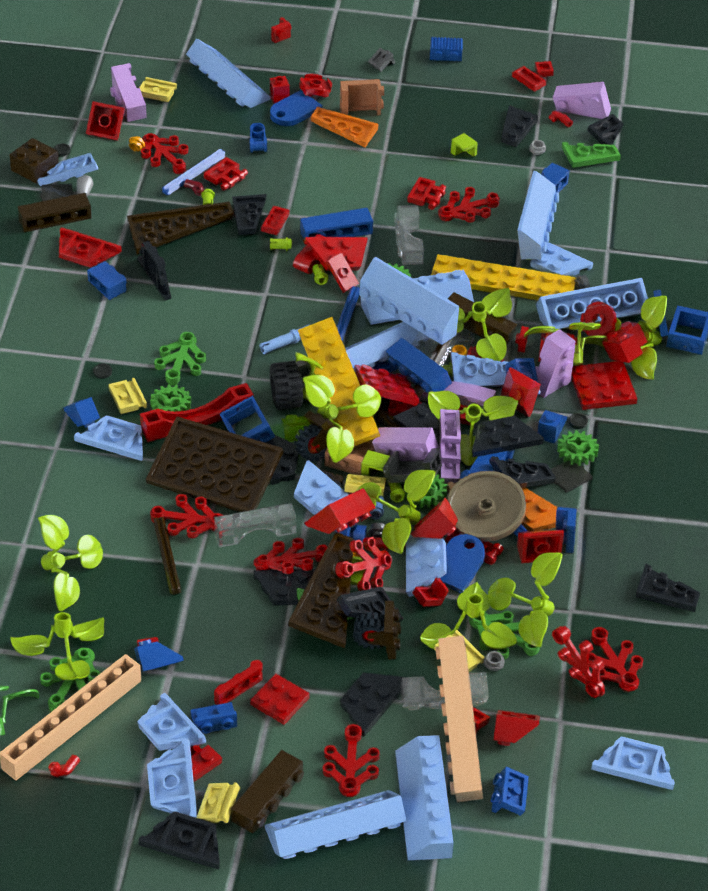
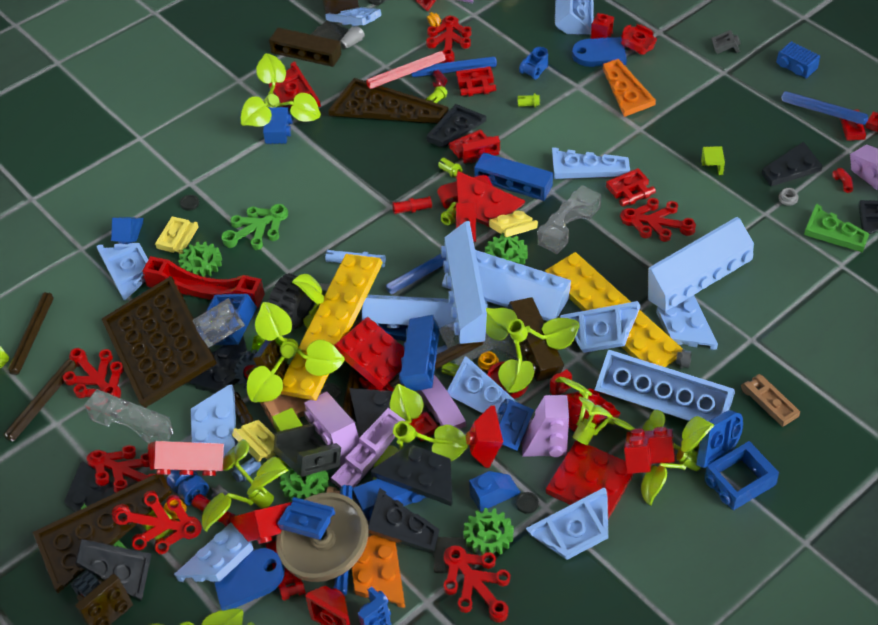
camera: 45 degrees right, 5 degrees up
(93, 273) = (256, 111): none -> lime plant
(98, 521) = (30, 333): none -> dark brown axle
(154, 268) = (317, 133): black wing -> none
(165, 189) = (405, 70): none -> axle
(260, 421) = (218, 322): none -> clear brick
(280, 170) = (529, 100): none -> lime pin
(284, 283) = (412, 205): none -> red pin
(292, 219) = (474, 149): none -> red plate
(361, 96) = (661, 65): nougat panel -> none
(372, 252) = (513, 223): none -> light yellow plate
(379, 193) = (587, 165): none -> light blue wing
(431, 595) = (187, 592): red bracket -> none
(469, 498) = (306, 518): none -> blue plate
(501, 74) = (826, 108): none -> blue axle
(520, 283) = (604, 326): none -> light blue wing
(556, 175) = (769, 237): blue slope -> none
(600, 478) = (474, 579): none -> red plant
(605, 312) = (654, 404): red plate -> none
(625, 414) = (575, 526): none -> light blue wing
(660, 277) = (771, 400): none -> medium nougat plate

